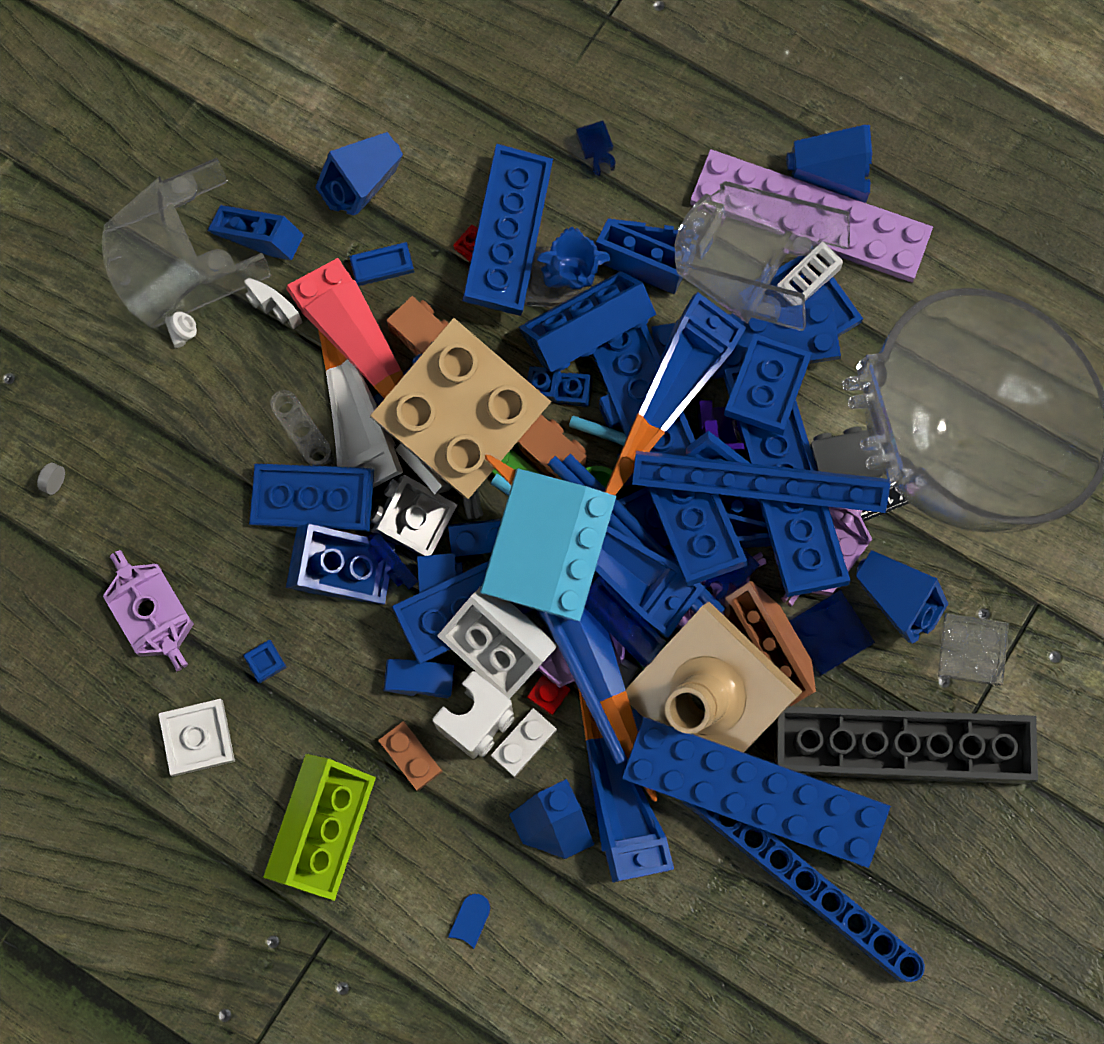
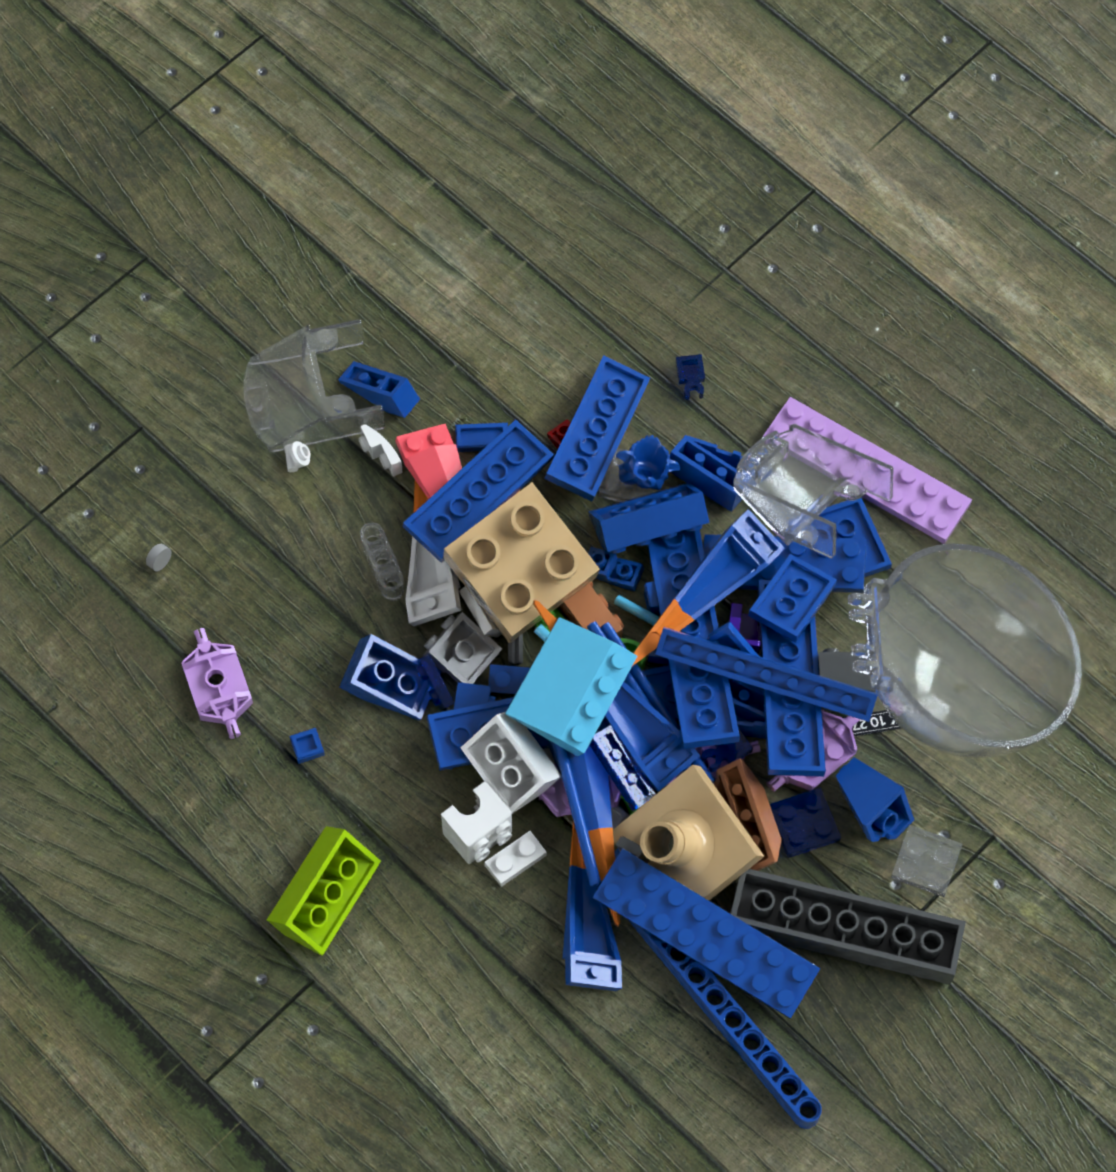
camera: 10 degrees right, 10 degrees down
(196, 737) = (235, 795): white plate -> none
(312, 495) = (389, 615): blue tile -> none
(358, 172) = (478, 356): blue slope -> none
(392, 330) = (478, 488): none -> blue plate
(410, 756) = (414, 849): nougat plate -> none
(411, 678) = (441, 785): blue slope -> none
(471, 919) = (437, 995): blue piece -> none
(548, 695) = (545, 823): red plate -> none
(553, 822) = (526, 924): blue slope -> none
(652, 712) = (631, 847): none -> dark grey tile
(828, 256) = (874, 515): white slope -> none
(835, 161) = (895, 427): blue slope -> none

